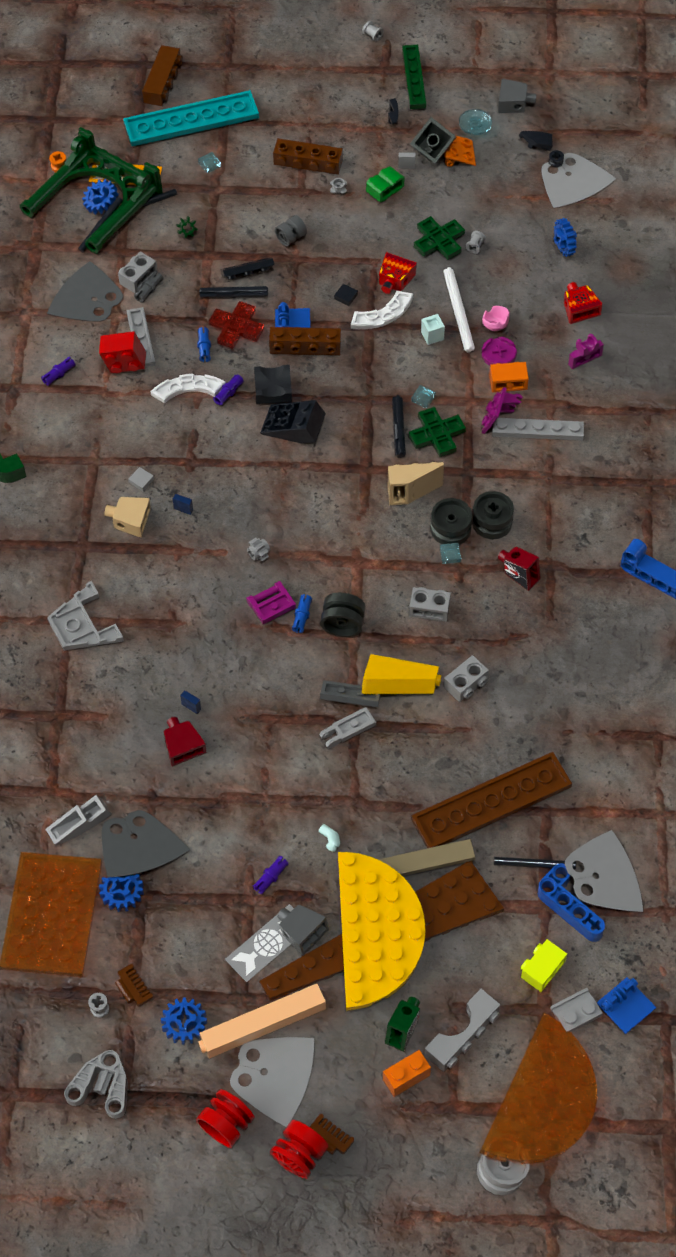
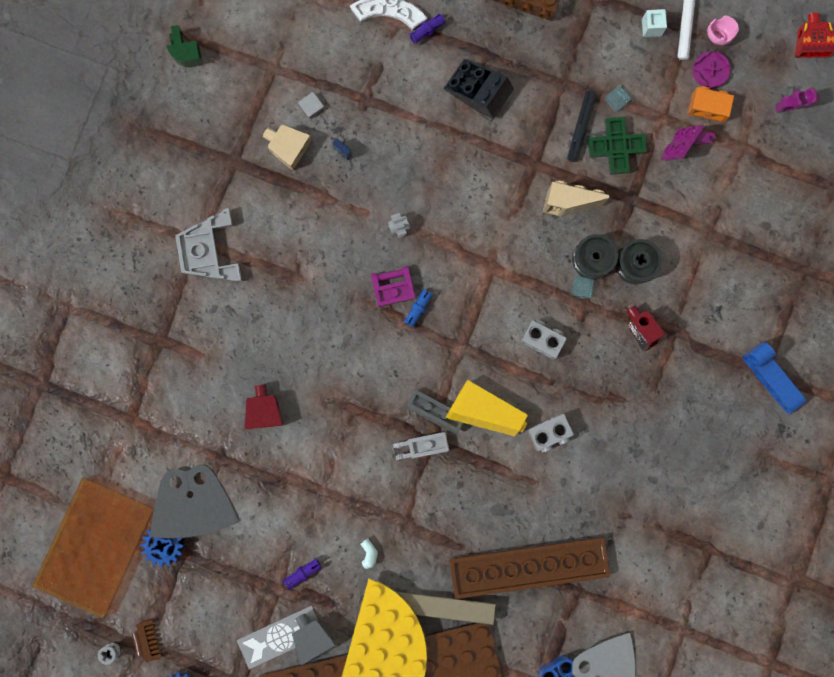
camera: 15 degrees right, 25 degrees up
(78, 820) = (144, 461): light grey slope -> none
(190, 702) = (284, 372): dark blue tile -> none
(273, 384) = (472, 38): black brick -> none
(342, 614) = (455, 328): pearl dark grey wheel -> none
(529, 862) = (544, 640): black bar -> none
(538, 429) = (720, 174): light grey plate -> none

